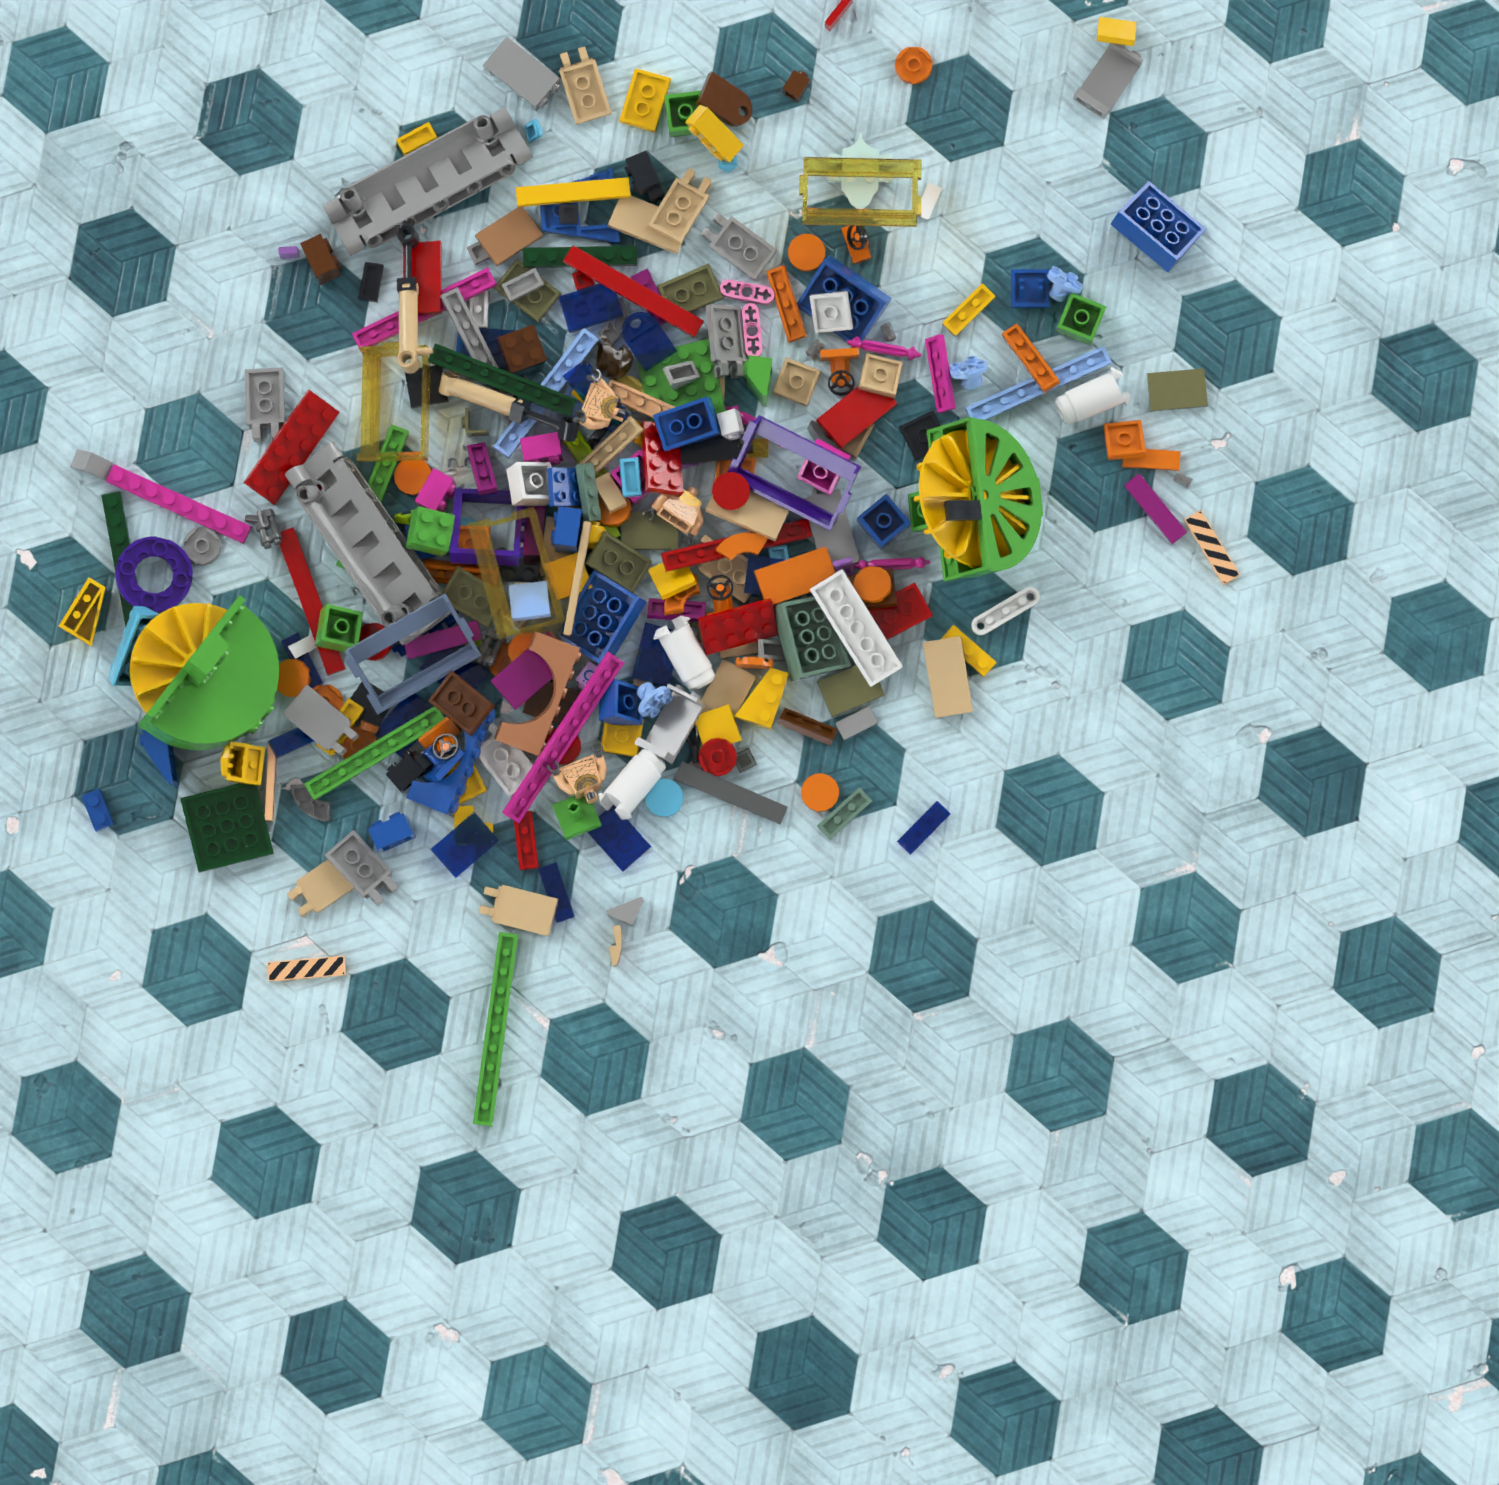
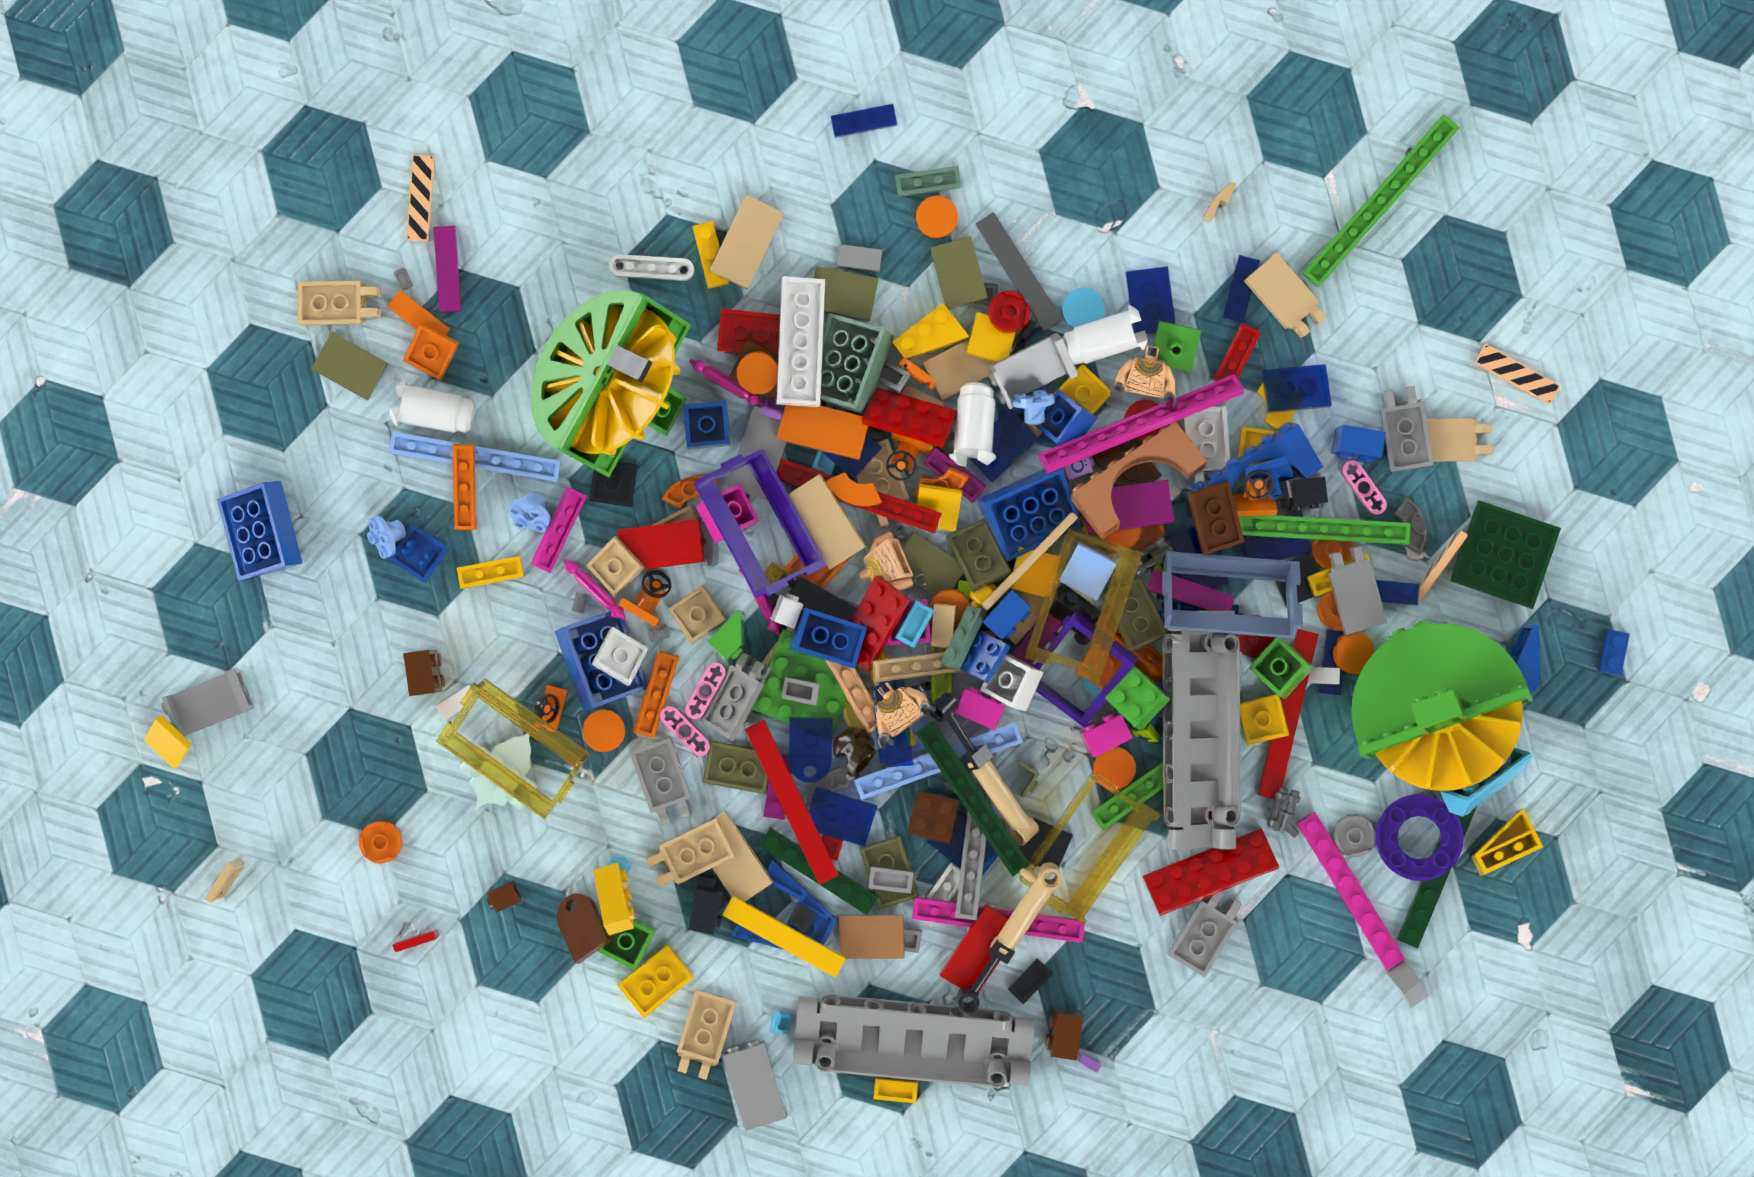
camera: 150 degrees left, 5 degrees up
(242, 763) = (1455, 600): yellow piece -> none
(326, 583) = (1263, 719): none -> yellow tile
(369, 727) = (1313, 556): dark orange tile -> none
(377, 816) = (1372, 488): none -> bright pink beam
(481, 468) = (1046, 729): magenta plate -> none
(627, 912) = (1188, 226): light grey slope -> none
(730, 491) = (830, 547): red tile -> none
(775, 761) = (958, 273): none -> olive tile
(807, 726) = (907, 284): reddish brown plate -> none
(870, 463) = (683, 491): none -> orange tile
(965, 204) = (423, 672): none -> reddish brown brick
(1081, 319) = (392, 491): bright green brick -> none
(1219, 428) = (335, 303): none -> tan tile

